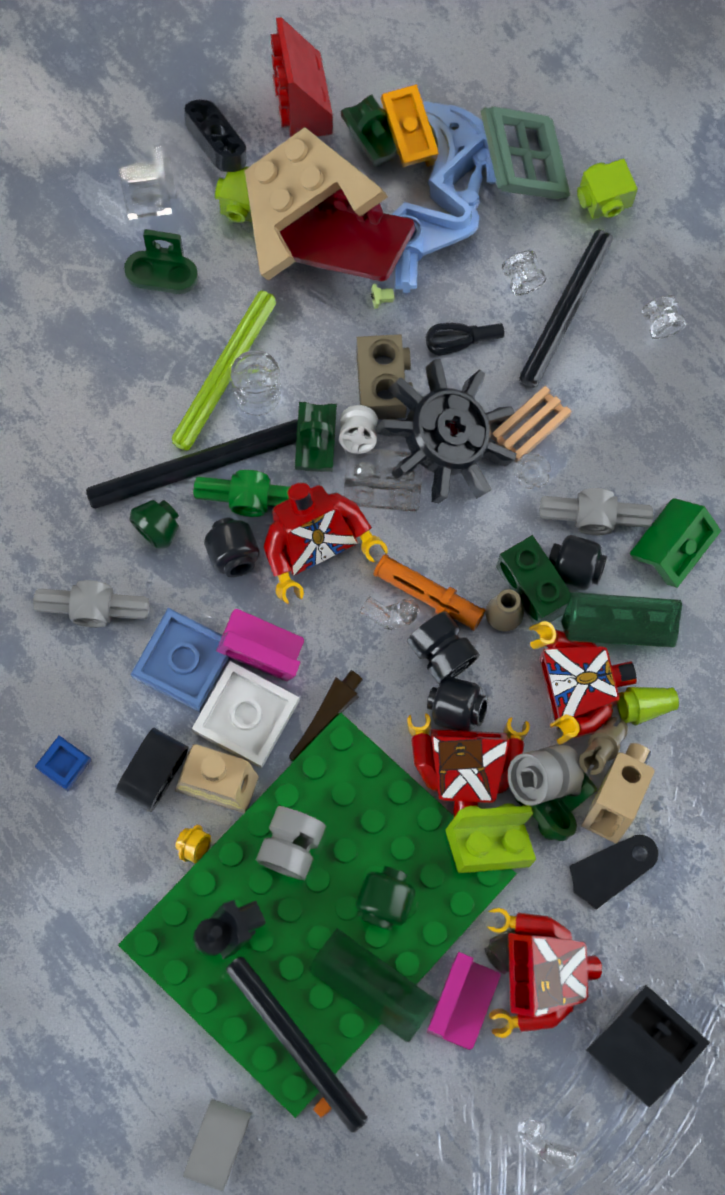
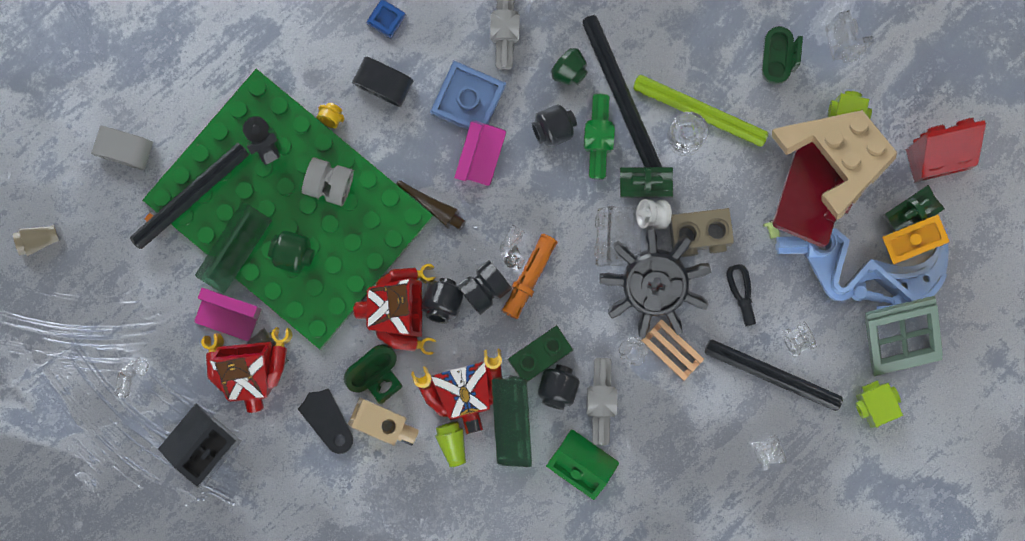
camera: 90 degrees right, 10 degrees up
(217, 778) = (375, 128): tan torso -> none
(224, 151) = (907, 86): black beam -> none
(245, 714) = (427, 145): white plate -> none
(311, 530) = (569, 183): red torso -> none
(491, 838) = (340, 328): lime bracket -> none
(501, 617) = (518, 343): dark tan cone -> none
(545, 774) = (388, 366): light grey wheel -> none
(603, 745) = (413, 408): dark tan pin -> none

